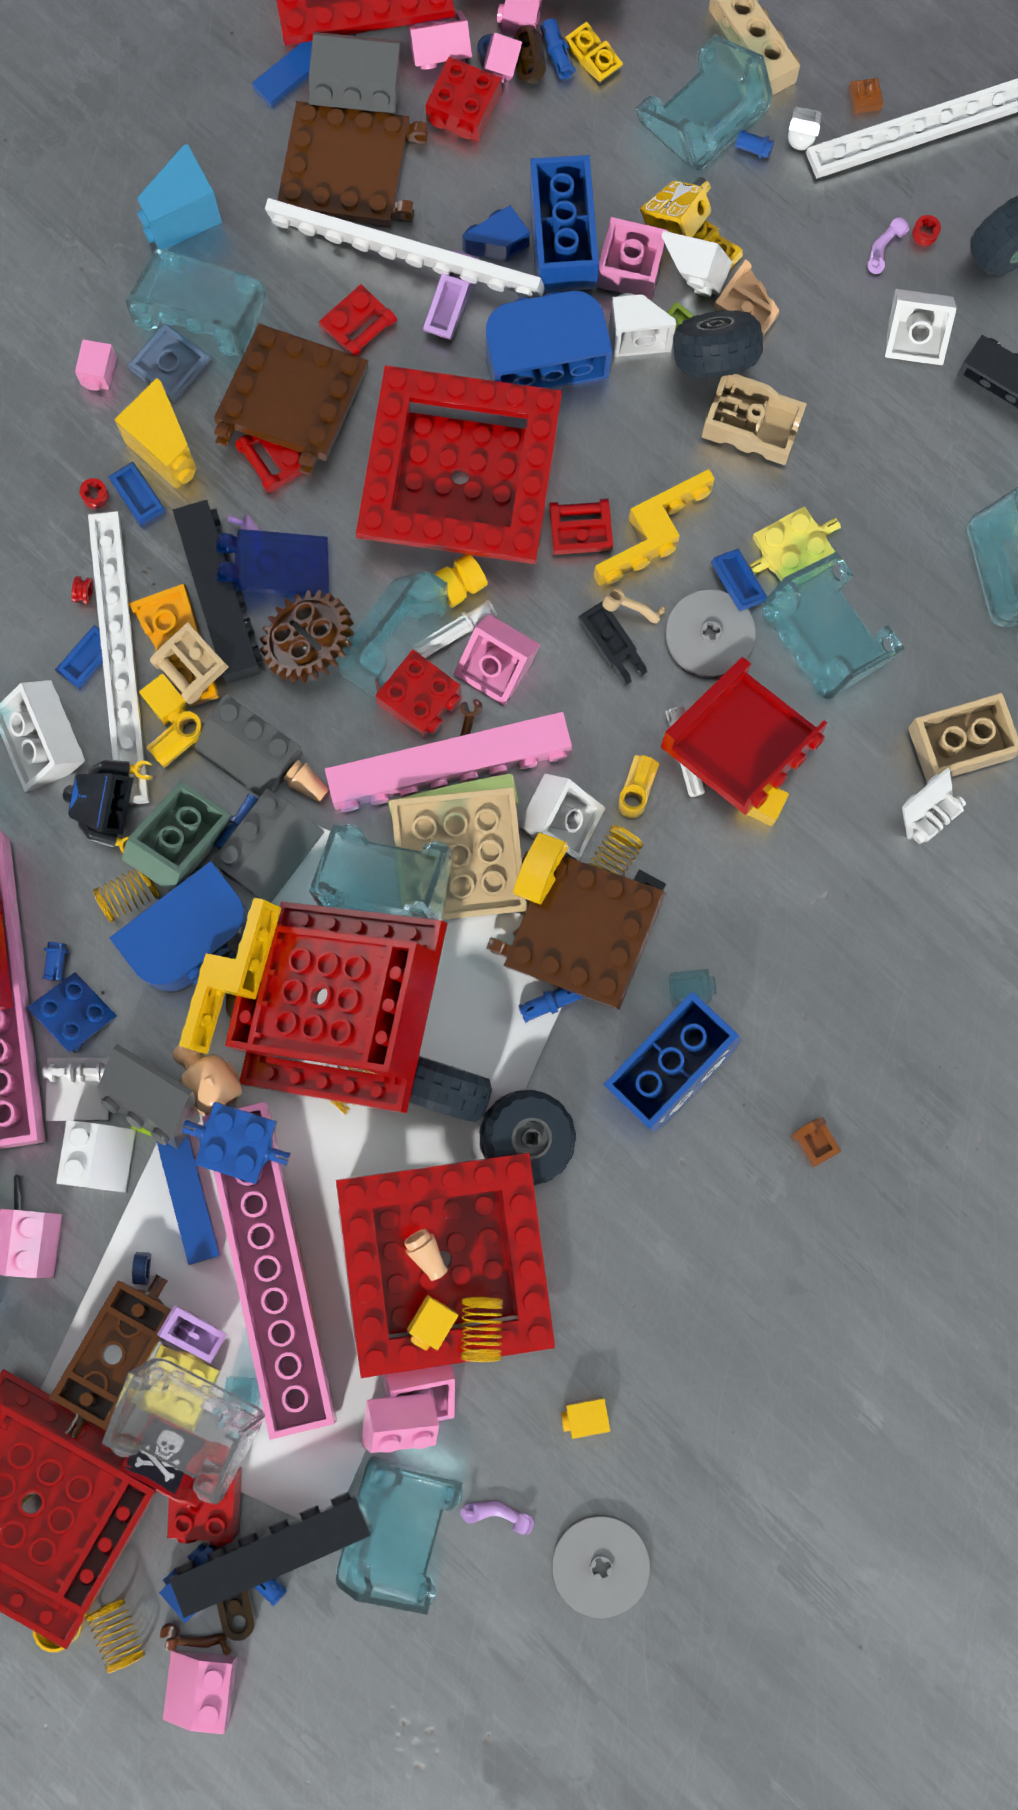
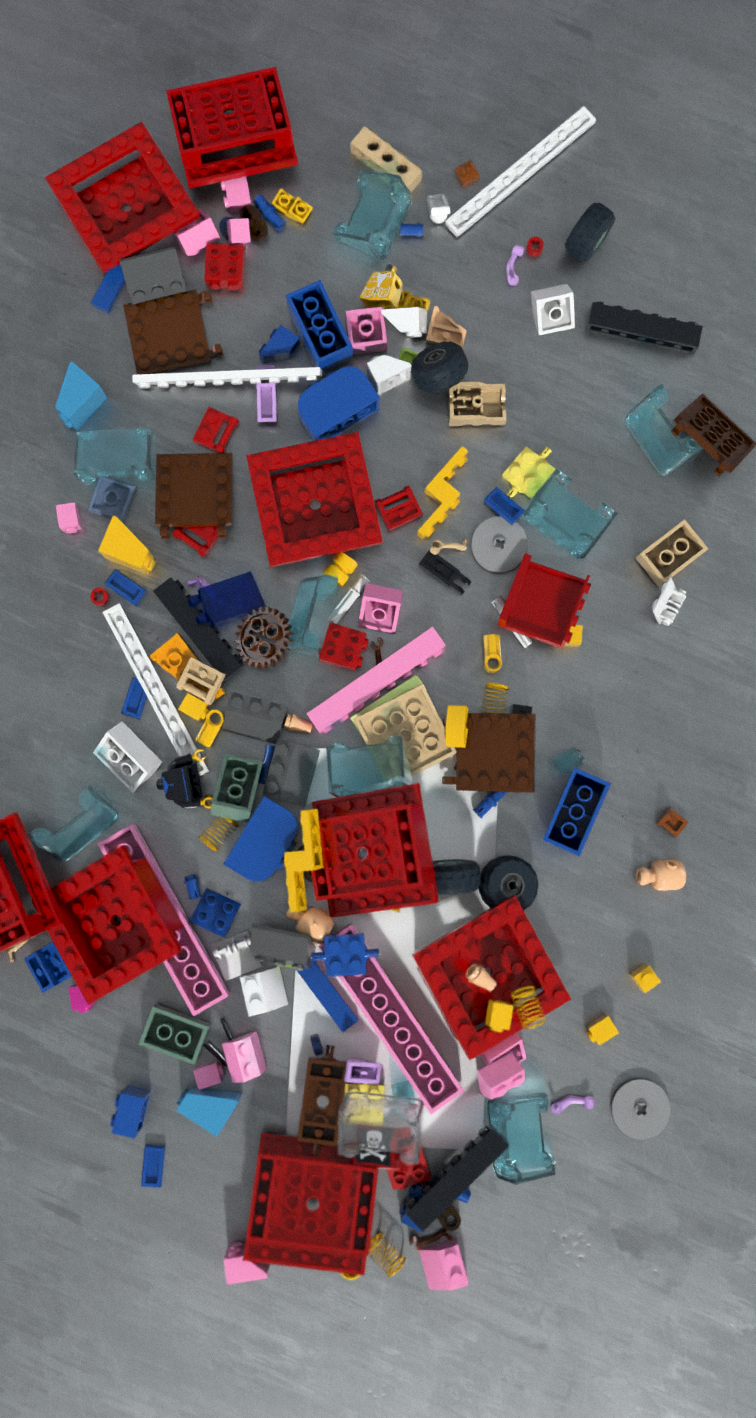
camera: 25 degrees left, 5 degrees up
(82, 590) = (117, 659): red bush -> none
(562, 812) = (454, 687): white slope -> none
(683, 1363) = (645, 978): none -> yellow brick
(771, 1215) = (663, 875): none -> light nougat piece

